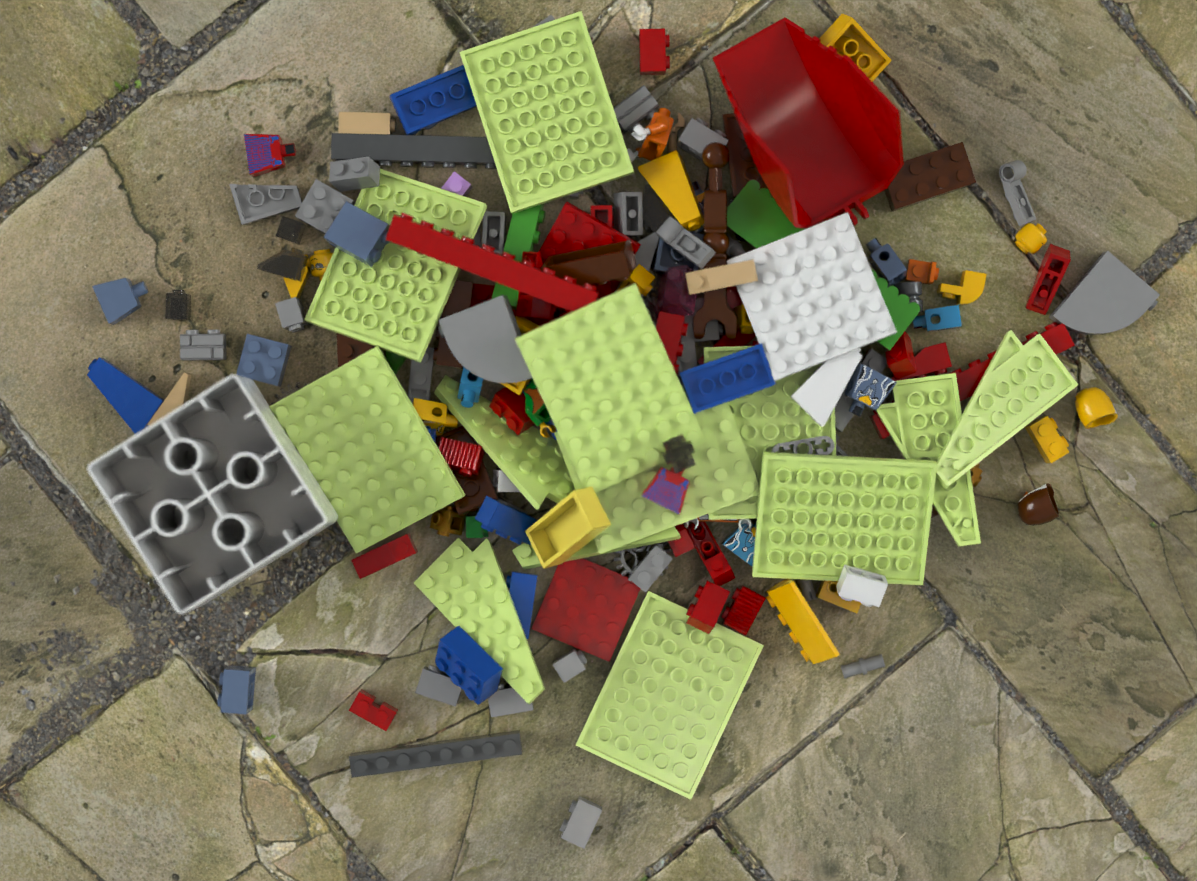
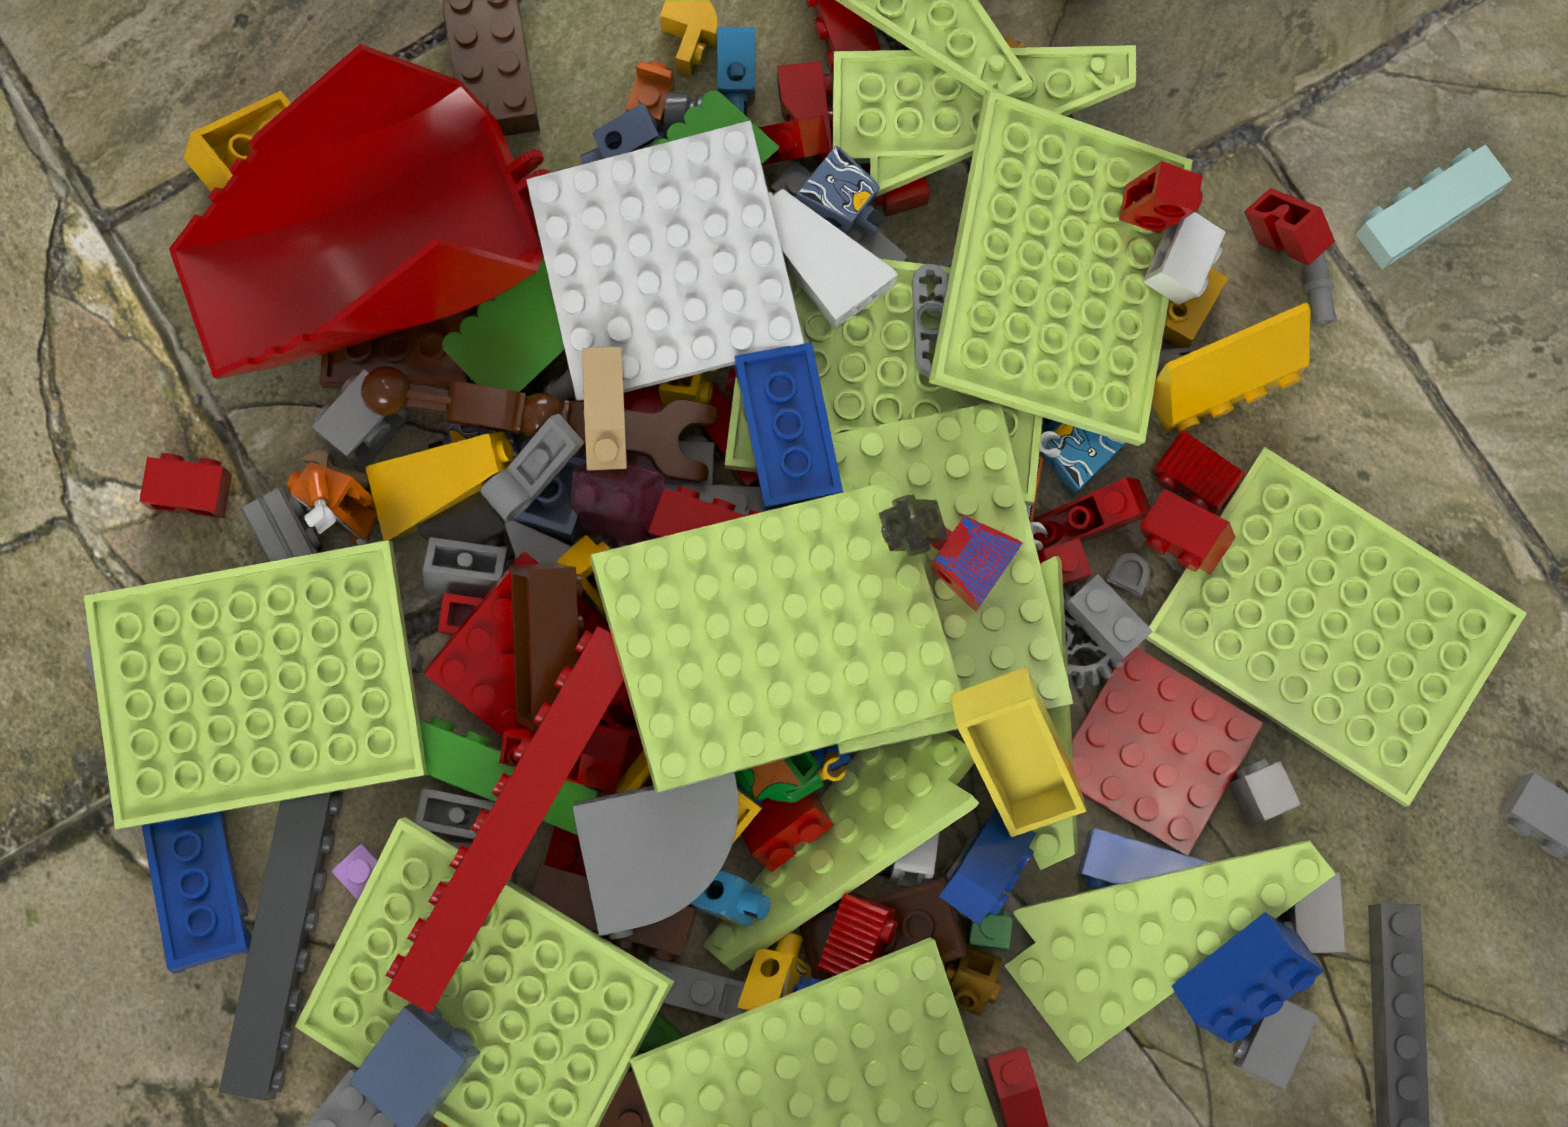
camera: 85 degrees left, 10 degrees down
(354, 174) = (302, 1060): light grey brick -> none
(366, 123) = (212, 1024): tan brick -> none
(682, 579) = (1129, 574): none -> light grey tile
(890, 567) = (1161, 197): none -> red brick
(892, 644) = (1289, 225): none -> red brick
(919, 726) = (1433, 206): none -> light aqua brick

